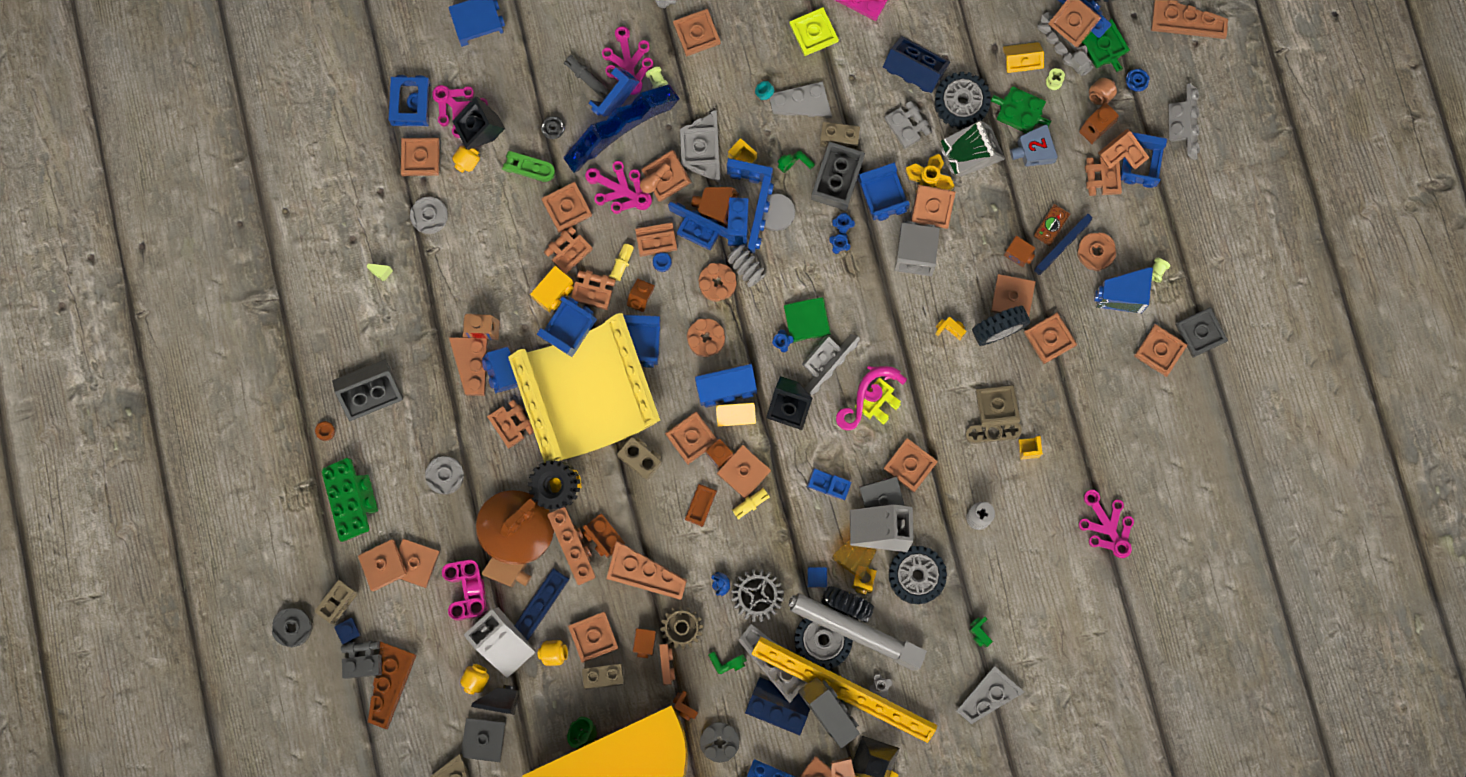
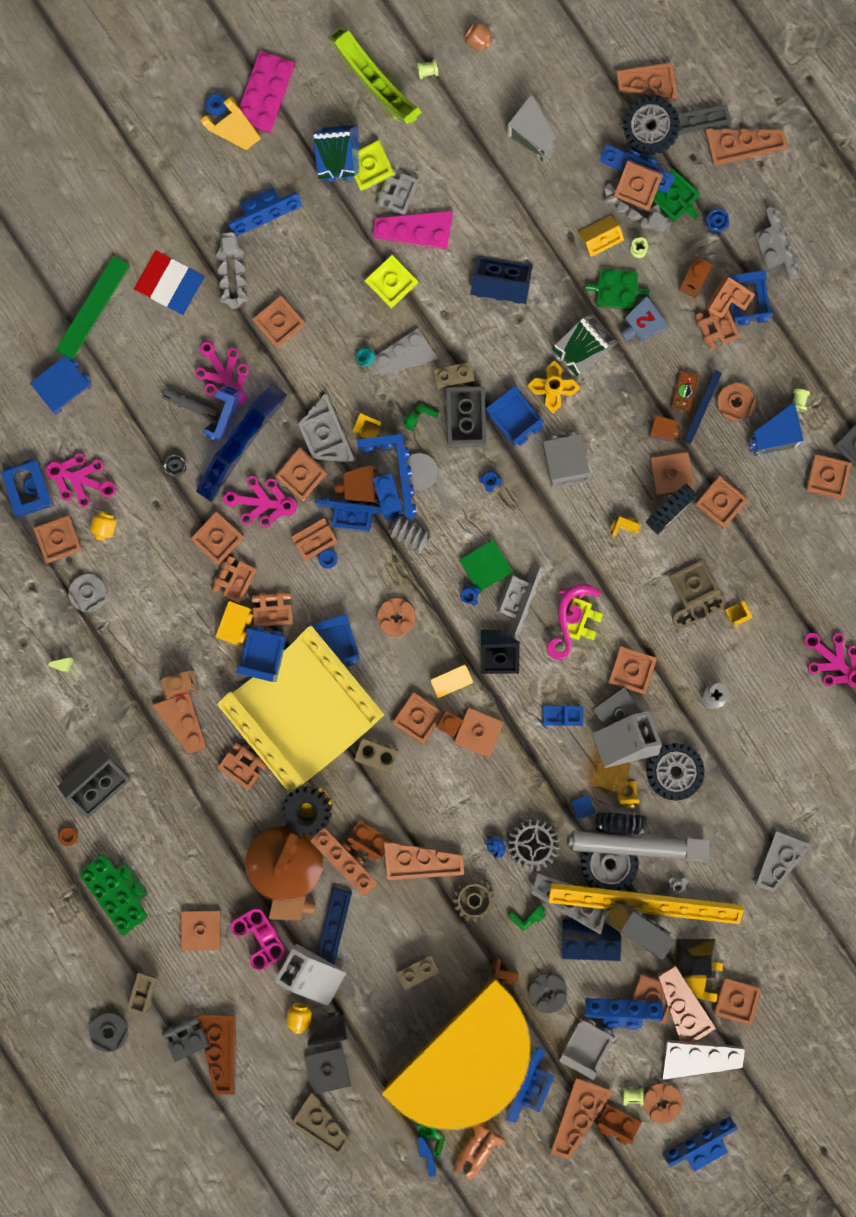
camera: 20 degrees left, 5 degrees up
(347, 631) = (162, 1016): dark blue plate -> none
(382, 565) = (172, 943): nougat plate -> none
(444, 475) = (197, 837): light grey tile -> none
(477, 124) = (103, 489): black slope -> none
(499, 370) = (213, 719): blue brick -> none
(529, 167) = (166, 512): bright green plate -> none
(553, 653) = (362, 967): yellow head -> none
(584, 737) = (421, 1035): green helmet -> none
(593, 637) = (395, 939): nougat plate -> none
(621, 262) = (289, 573): light yellow axle -> none
(640, 295) = (319, 598): dark orange bracket -> none
(644, 643) = (444, 927): dark orange brick -> none
(651, 181) = (289, 486): nougat piece -> none
(656, 77) = (257, 382): yellowish green bush -> none
(667, 673) = (470, 931): nougat plate -> none
(700, 505) = (449, 778): dark orange tile -> none
(722, 291) = (394, 568): nougat plate -> none
(726, 385) = (433, 658): blue slope -> none
(750, 503) = (496, 760): light yellow pin -> none
(843, 217) = (485, 454): blue plate -> none
(902, 127) = (510, 346): light grey plate -> none
(933, 206) = (566, 414): nougat plate -> none
(966, 87) = (560, 285): wheel -> none
(980, 636) = (753, 809): green bracket -> none
(1102, 91) = (688, 244): nougat head -> none

